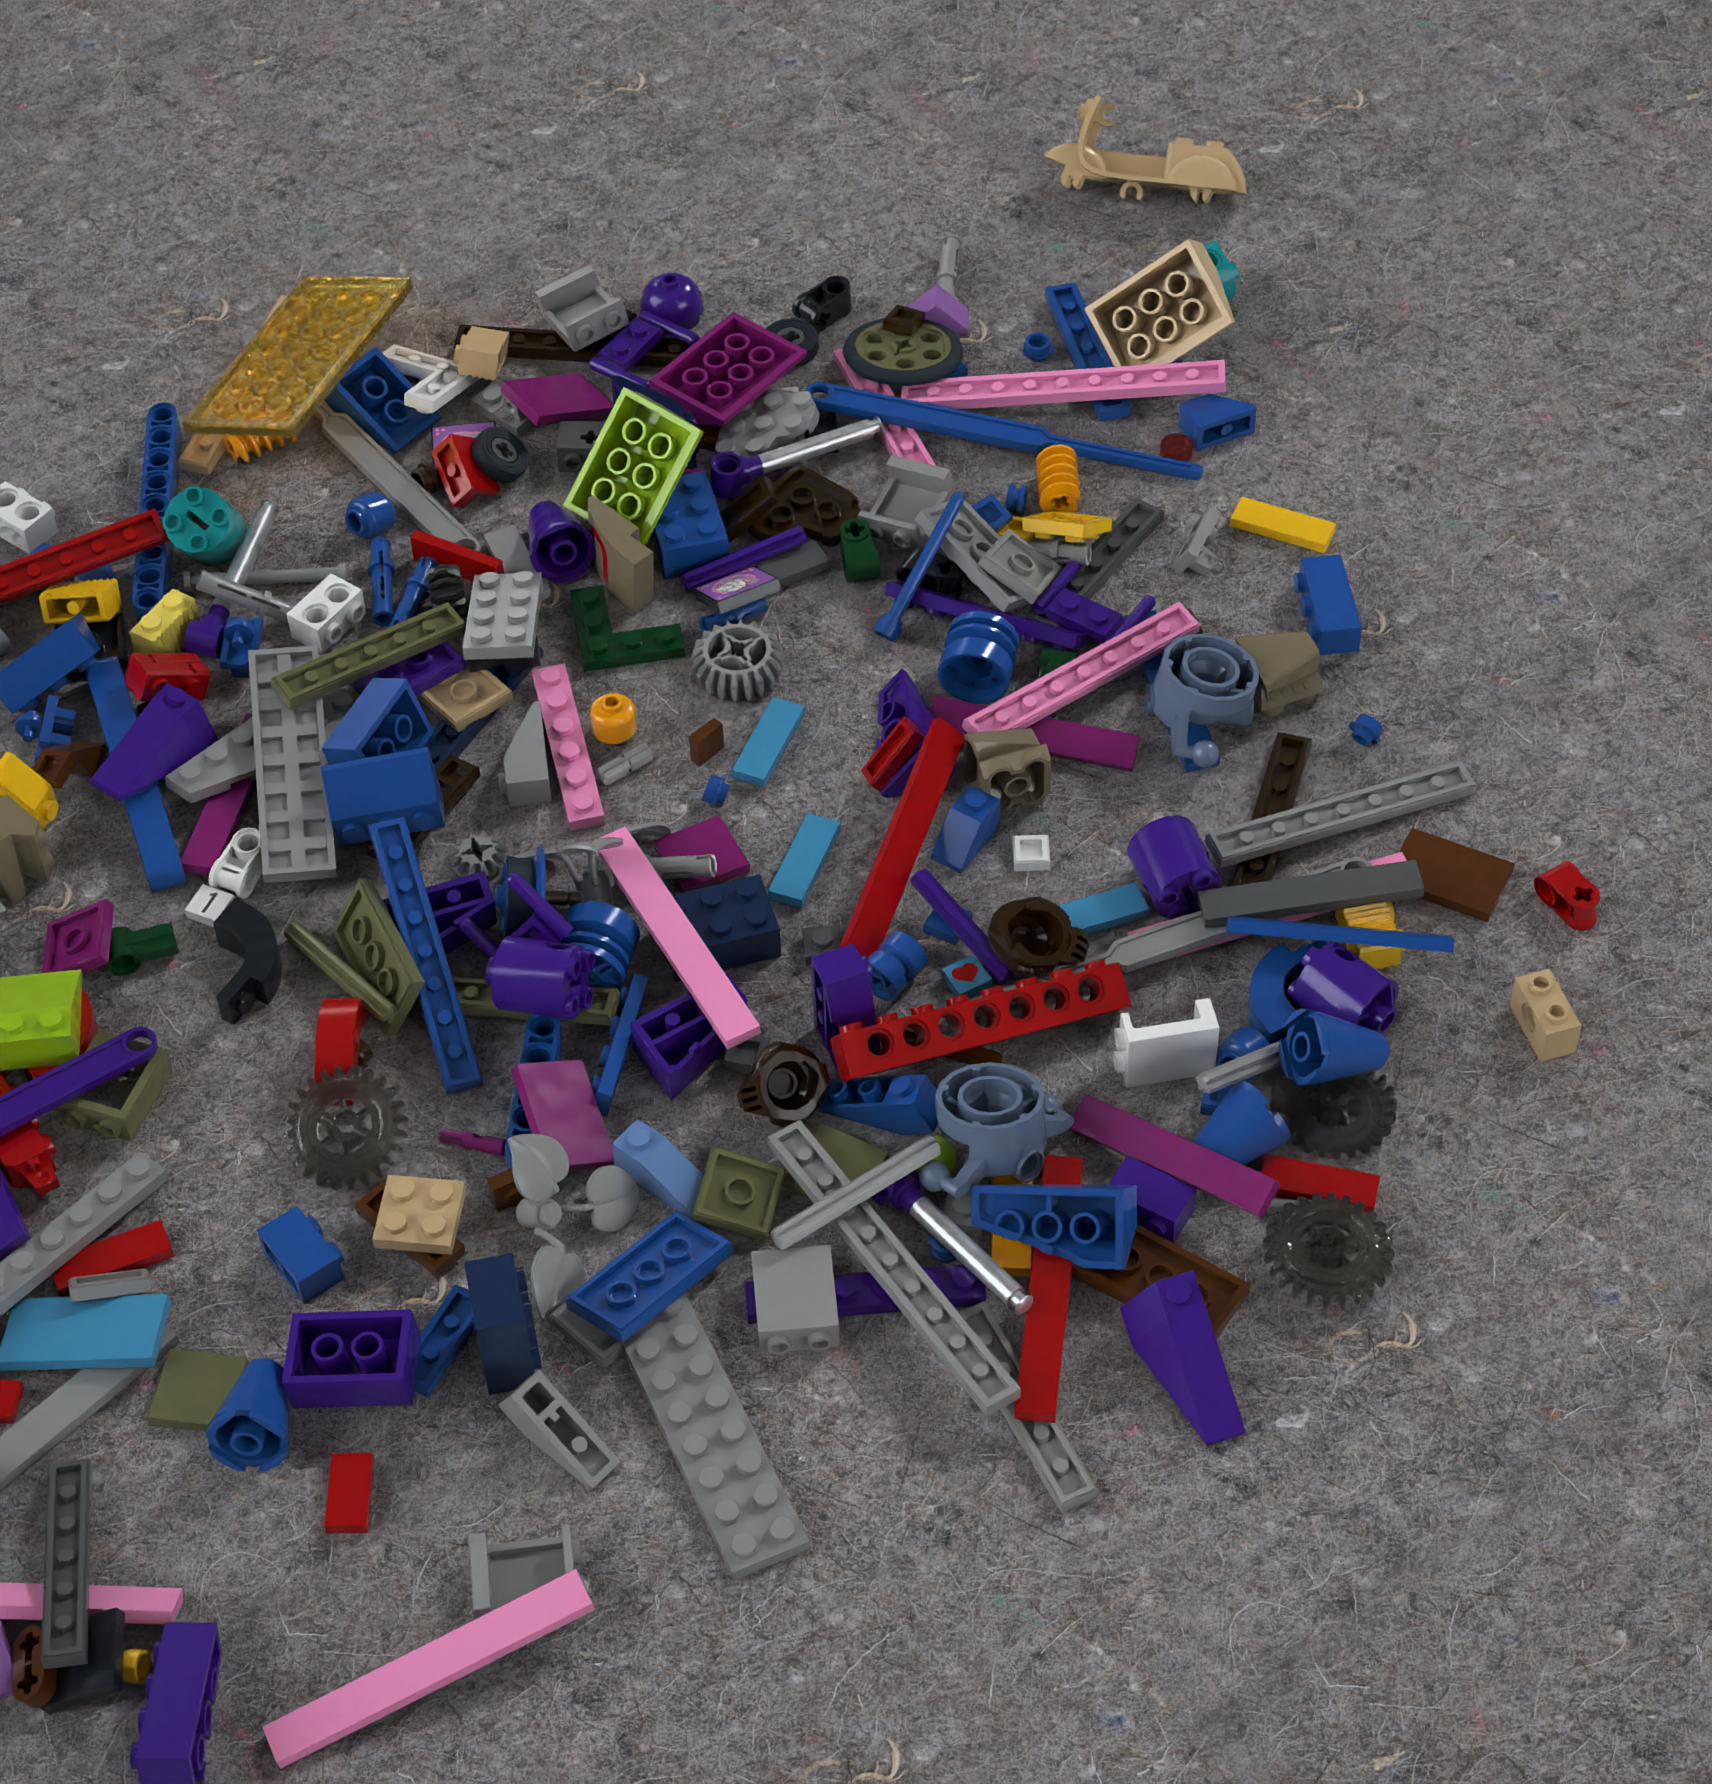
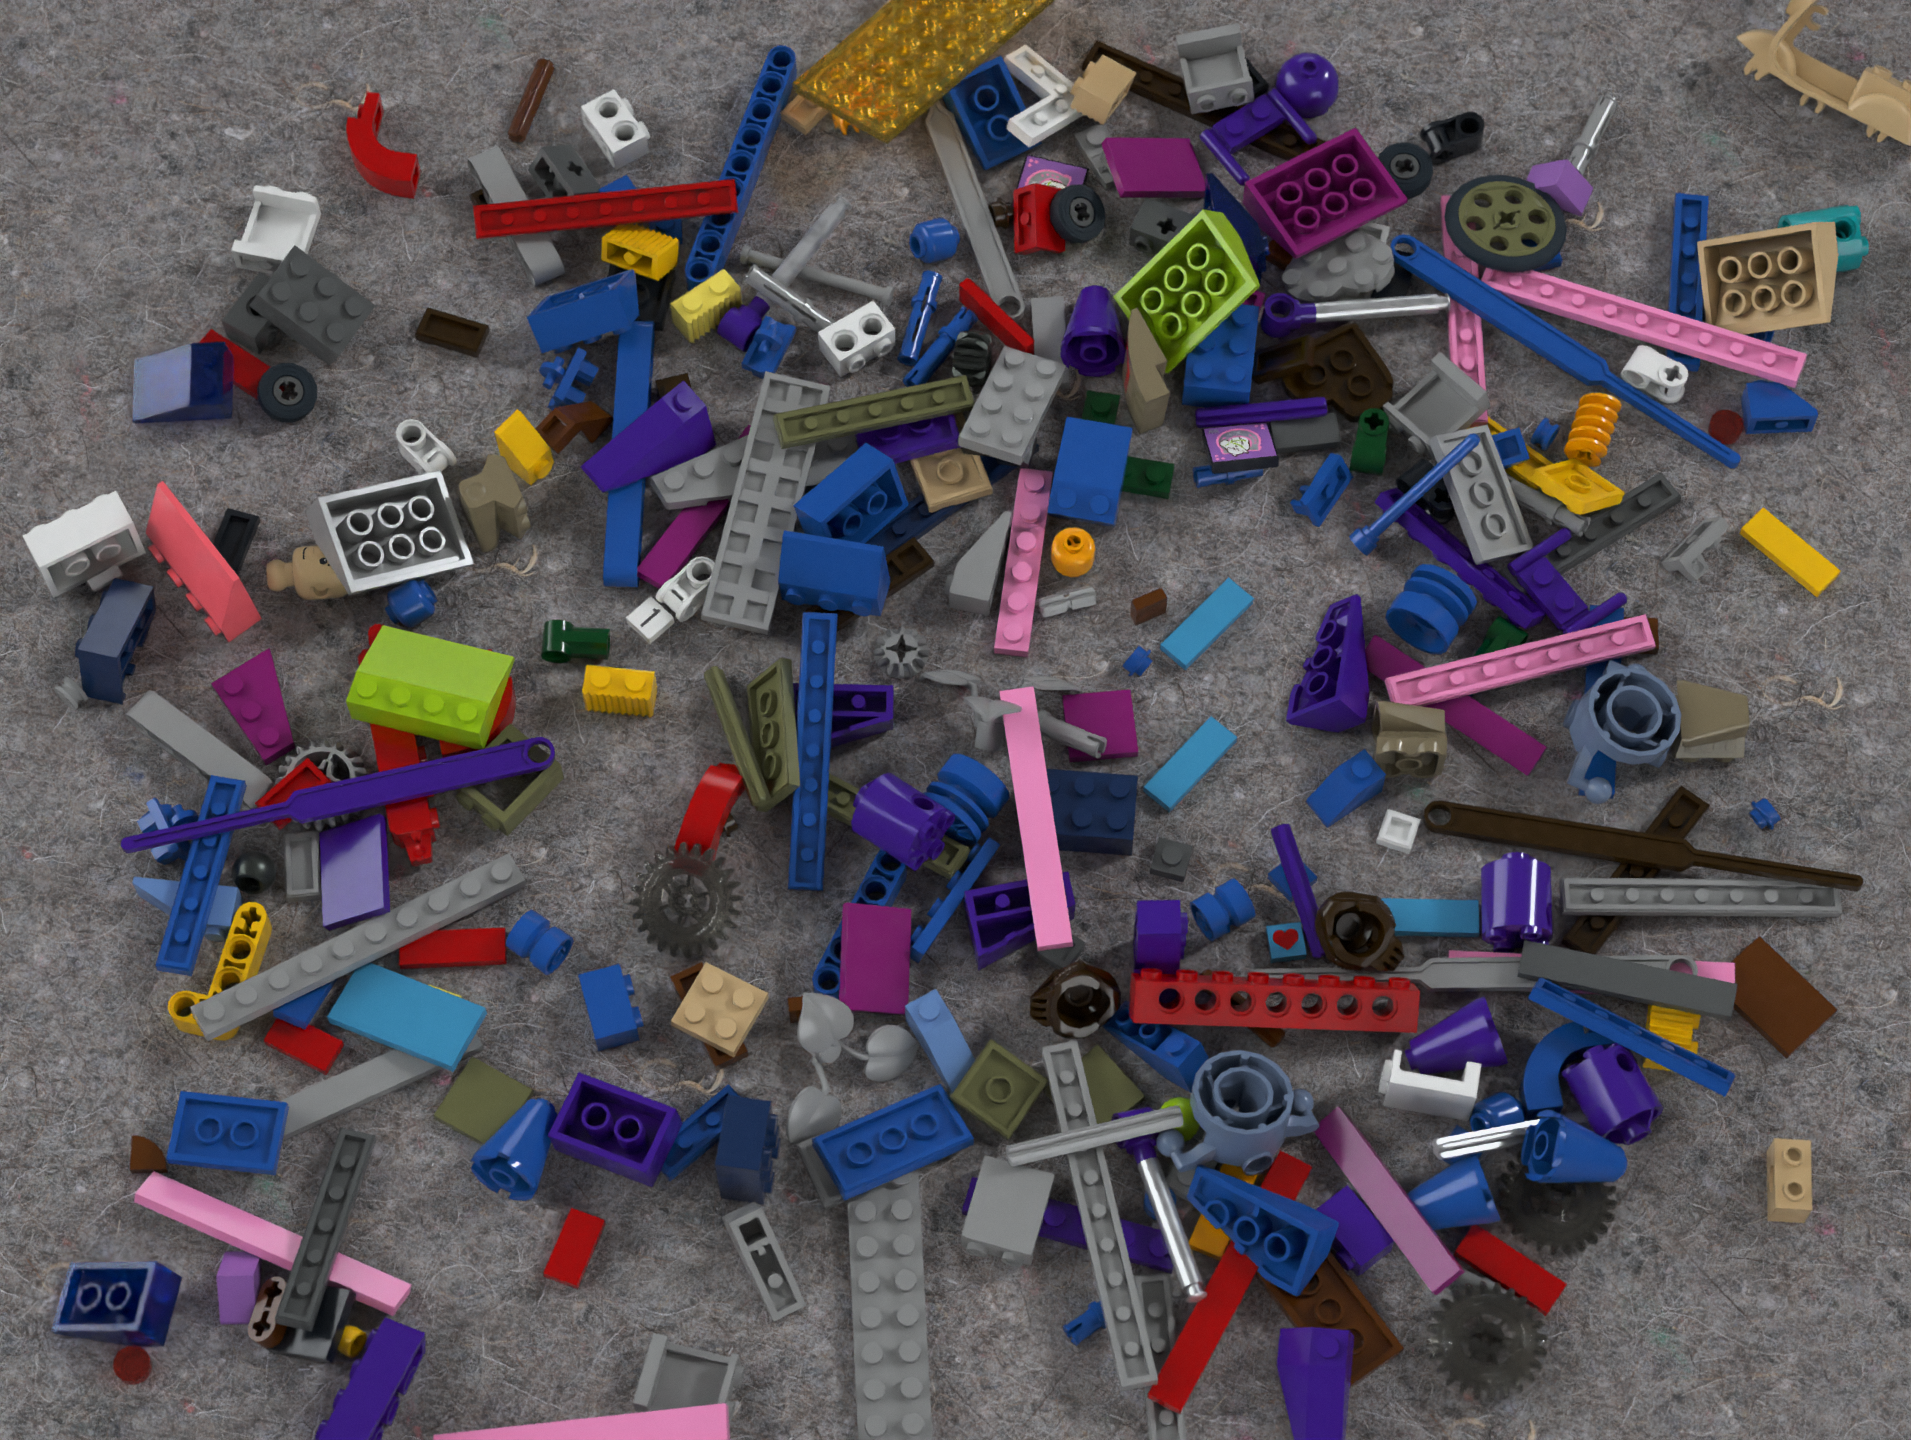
camera: 20 degrees right, 15 degrees up
(79, 939) = (523, 621): magenta tile -> none
(109, 1285) = (441, 978): light grey tile -> none
(151, 672) = (694, 362): red brick -> none
(197, 1216) = (536, 939): none -> blue wheel
(199, 970) = (619, 690): none -> yellow brick
(204, 525) = (775, 210): teal cylinder -> none
(250, 936) = (672, 706): black arch -> none
(472, 1140) = (794, 947): magenta pin -> none
(513, 908) = (919, 725): piece -> none
(542, 925) = (914, 770): dark purple plate -> none
(602, 649) = (1090, 472): none -> blue slope
(737, 660) = (1224, 512): light grey gear -> none
(831, 602) = (1324, 490): none -> blue plate
(892, 754) = (1309, 686): red tile -> none
(904, 320) = (1519, 188): dark brown tile -> none
(904, 838) = (1277, 790): red tile -> none
(921, 1375) = (1085, 1324): none -> blue pin
(1019, 566) = (1511, 520): light grey tile -> none
(1037, 347) = (1643, 253): blue plate -> none
(1094, 424) = (1653, 372): none -> white piece
(1176, 989) = (1458, 1039): none -> dark purple cone
(1245, 794) = (1616, 845): none -> dark brown piece
(1328, 604) = (1790, 662): blue brick -> none
(1569, 895) = (1870, 1057): red piece -> none

